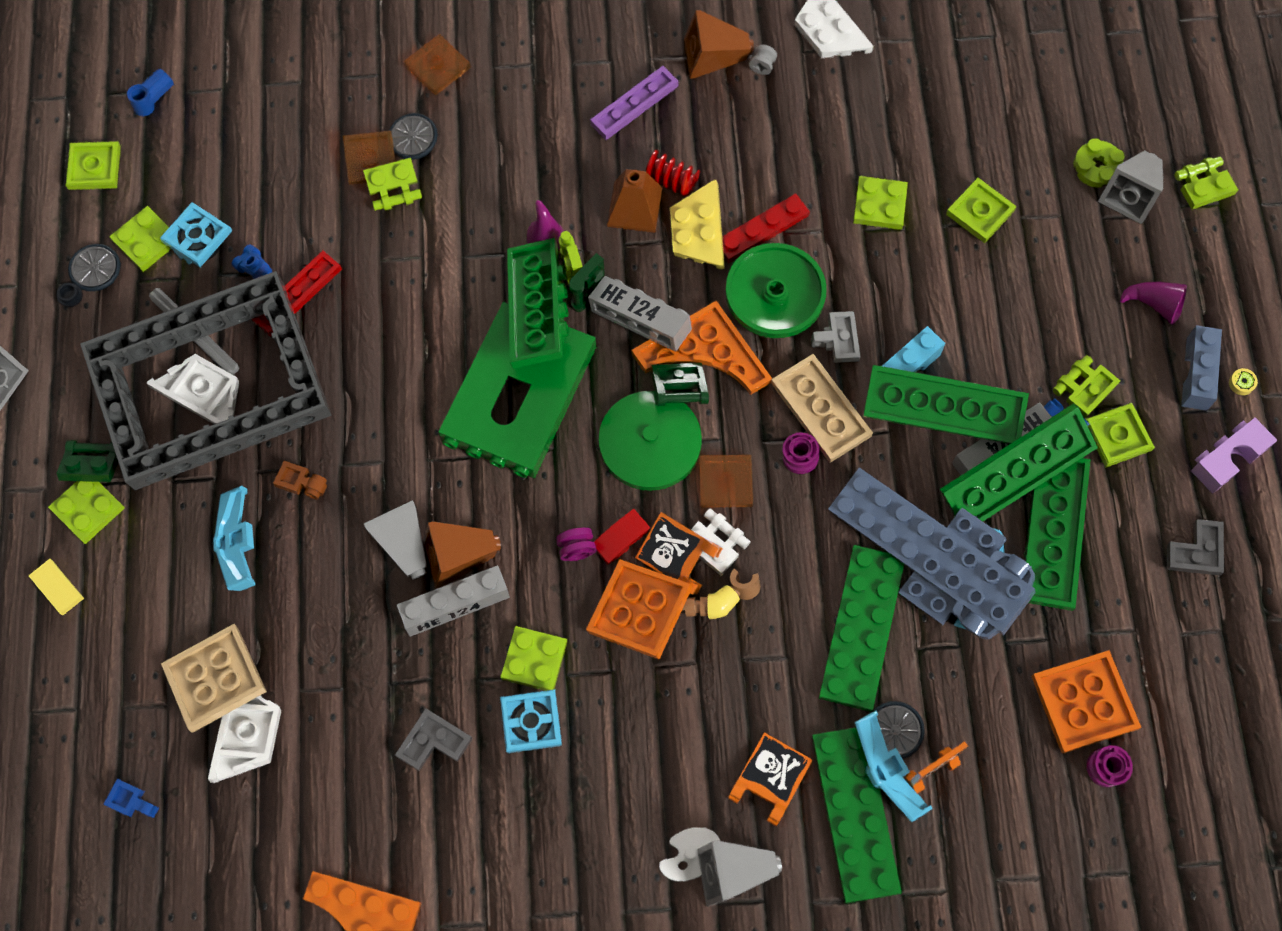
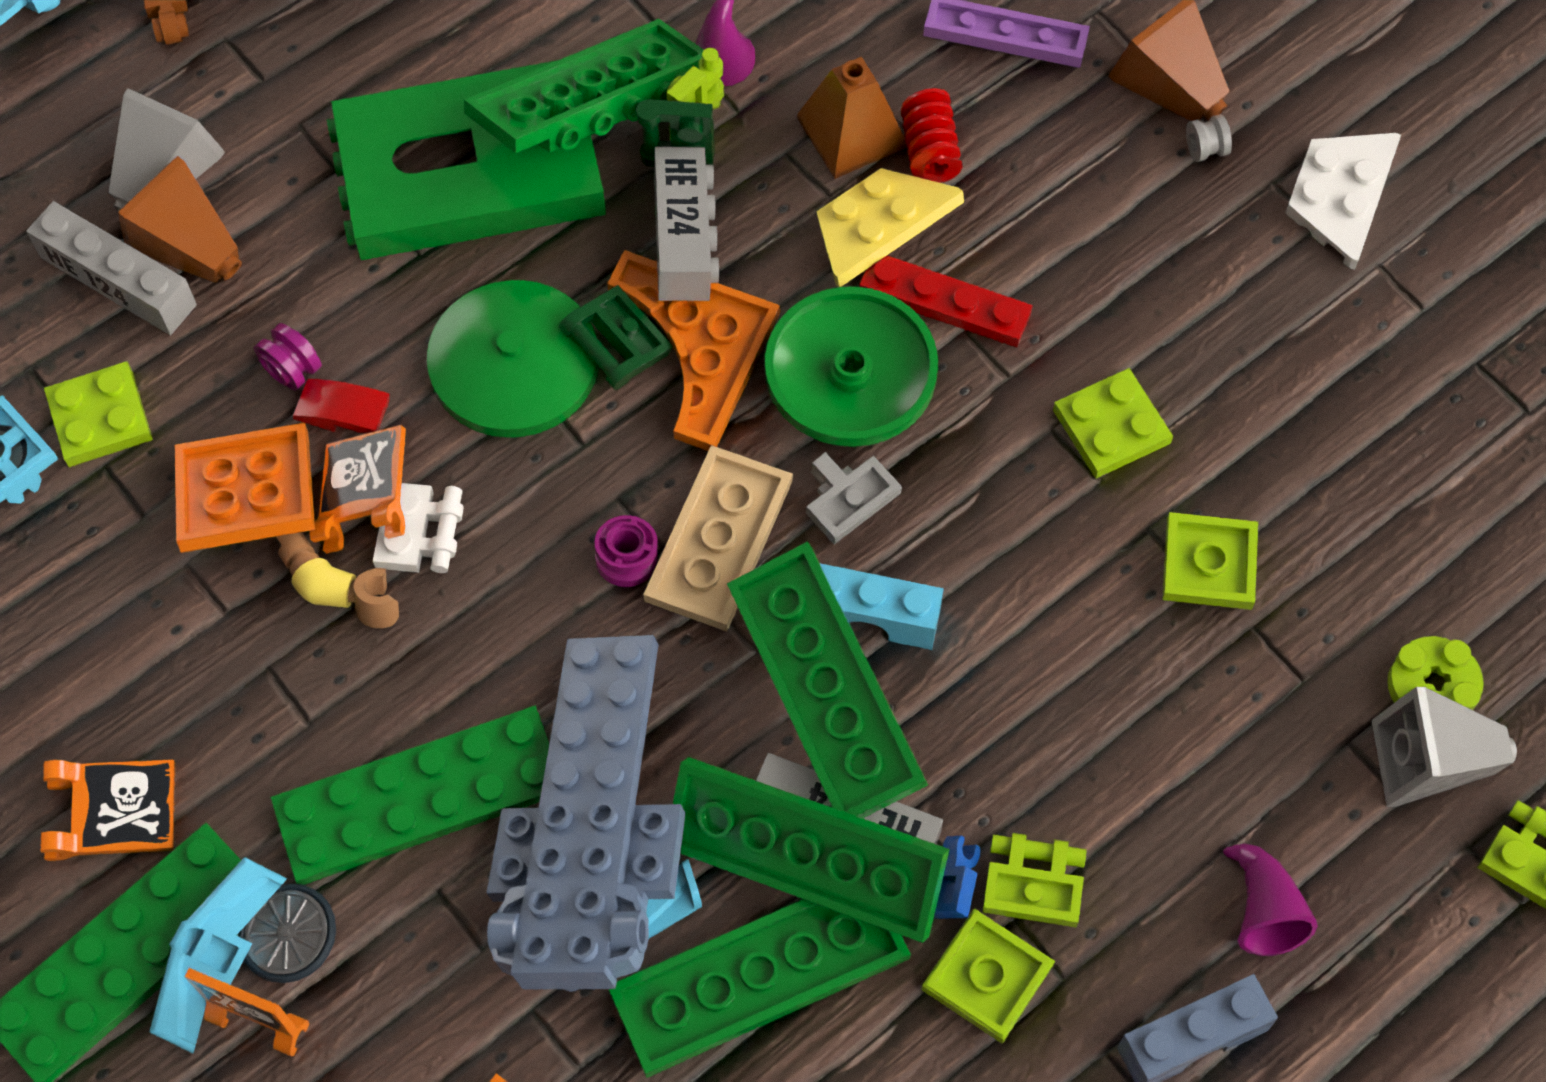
camera: 55 degrees right, 5 degrees down
(726, 481) = (519, 486): clear orange plate -> none

